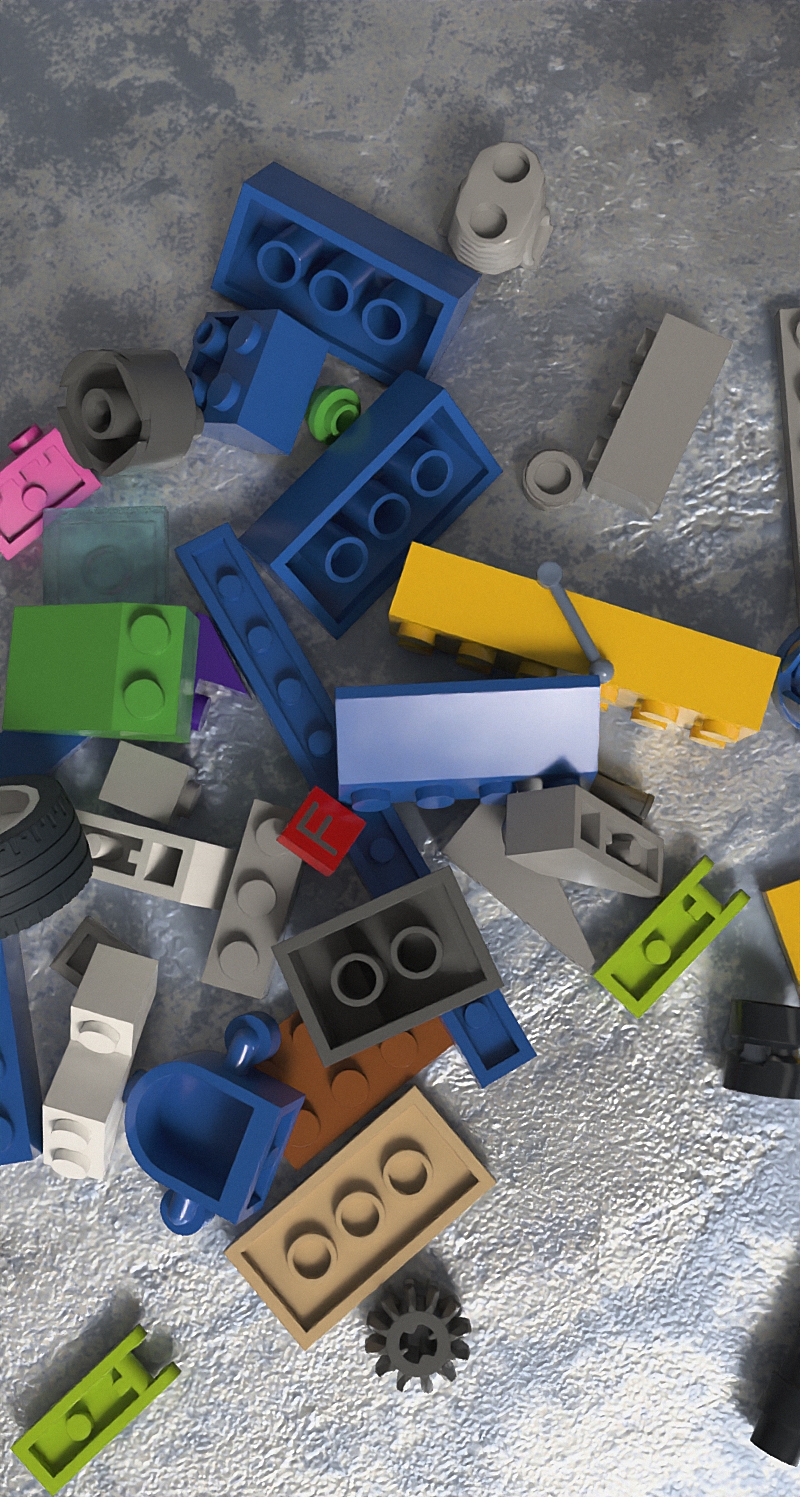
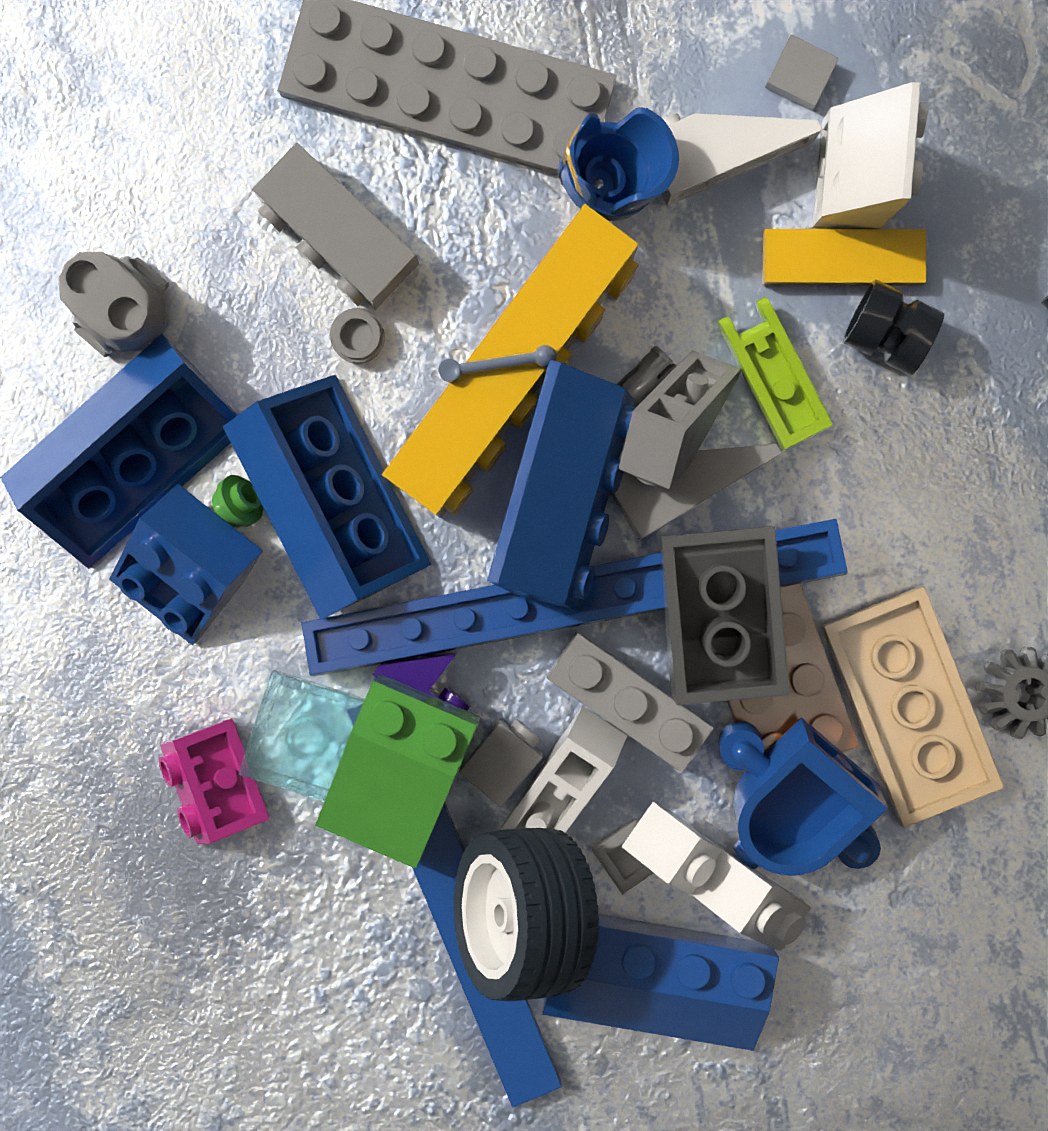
camera: 70 degrees left, 5 degrees up
(91, 1414) = (993, 976): lime hinge -> none
(128, 411) = (180, 674): dark grey brick -> none
(321, 831) = (594, 632): red tile -> none

